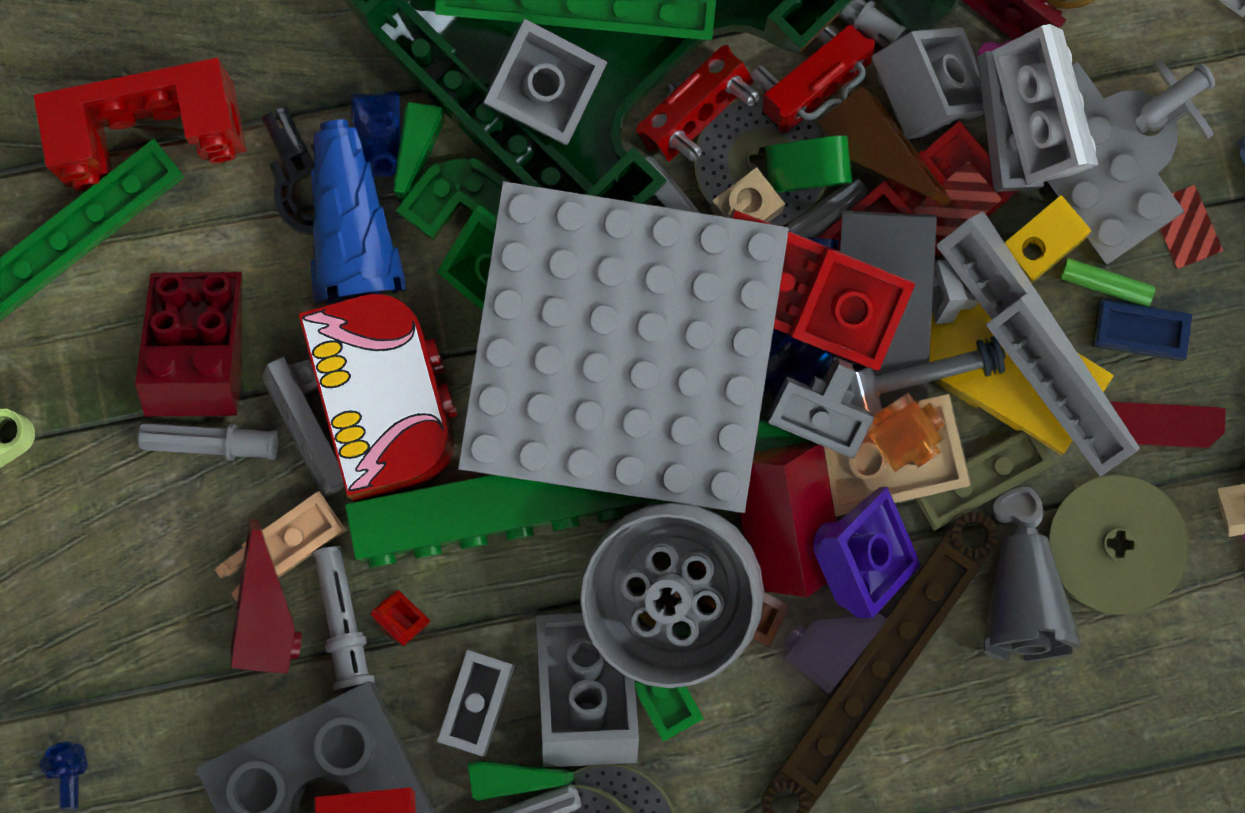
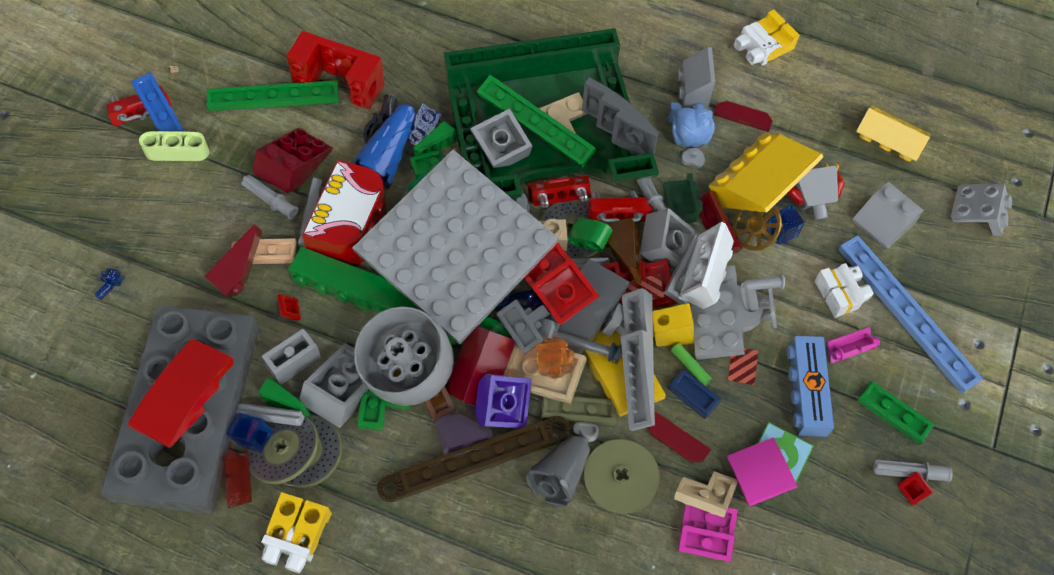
camera: 30 degrees right, 20 degrees down
(345, 640) = (259, 303): light grey pin -> none

